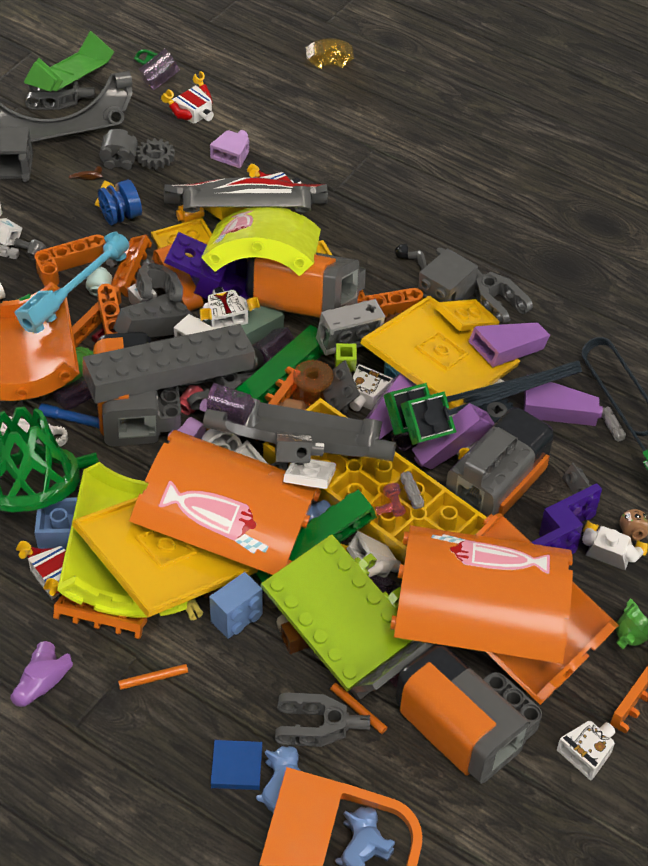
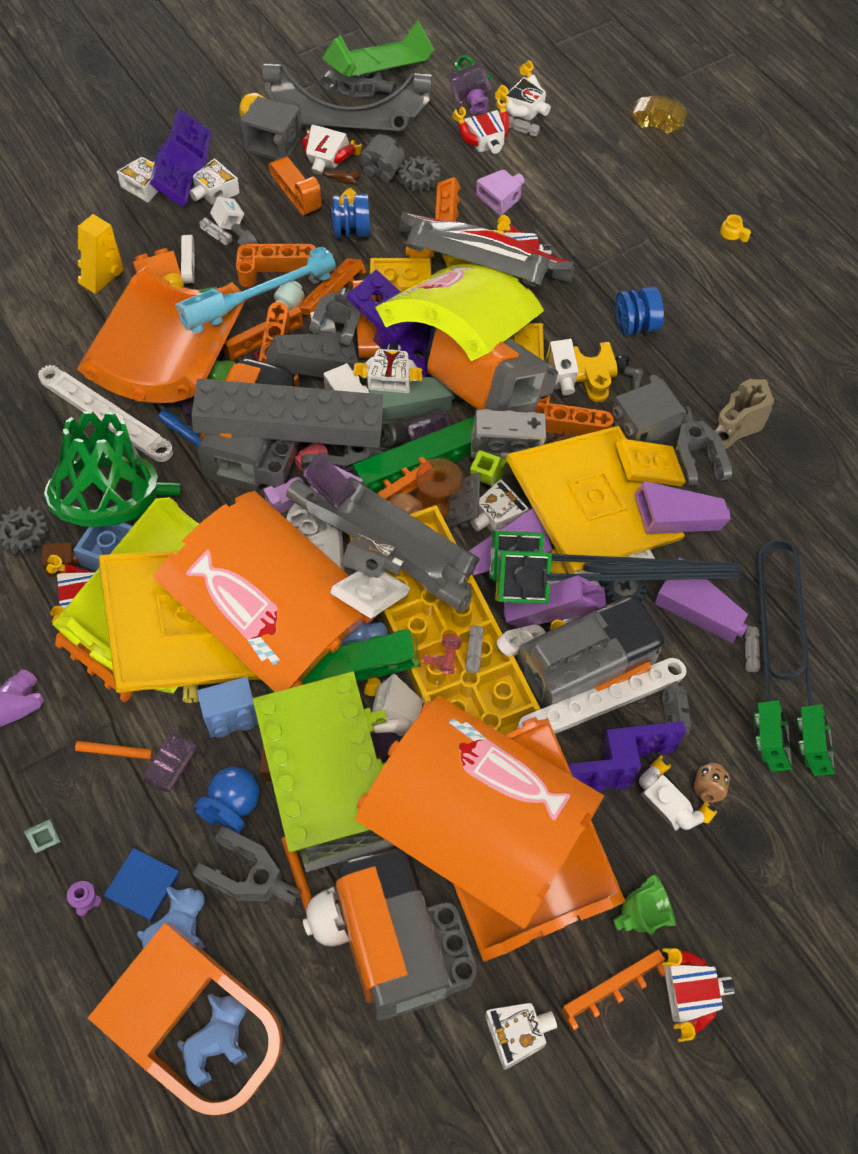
camera: 25 degrees right, 10 degrees up
(9, 548) = (63, 550): none -> reddish brown brick
(63, 155) = (327, 148): none -> white torso
(64, 198) = (302, 192): none -> orange beam
(131, 761) = (42, 835): none -> sand green slope
(172, 83) = (478, 101): none -> medium lavender brick
(190, 167) = (447, 200): none -> orange hinge
(194, 791) = (85, 903): none -> medium lavender brick
(208, 667) = (169, 763): none -> clear purple brick
(214, 67) = (526, 97): none -> torso
(223, 93) = (524, 126): none -> light grey axle
(275, 671) = (230, 796): none -> blue tile
(360, 253) = (562, 358): none -> white torso
(386, 263) = (596, 371): none -> yellow piece
(398, 206) = (639, 310): none -> blue wheel
(403, 725) = (325, 919): none -> white cylinder
(435, 125) = (733, 229): none -> yellow piece
(438, 473) = (512, 639): none -> white beam
(520, 253) = (746, 411): none -> dark tan piece
(521, 498) = (594, 703): none -> white plate

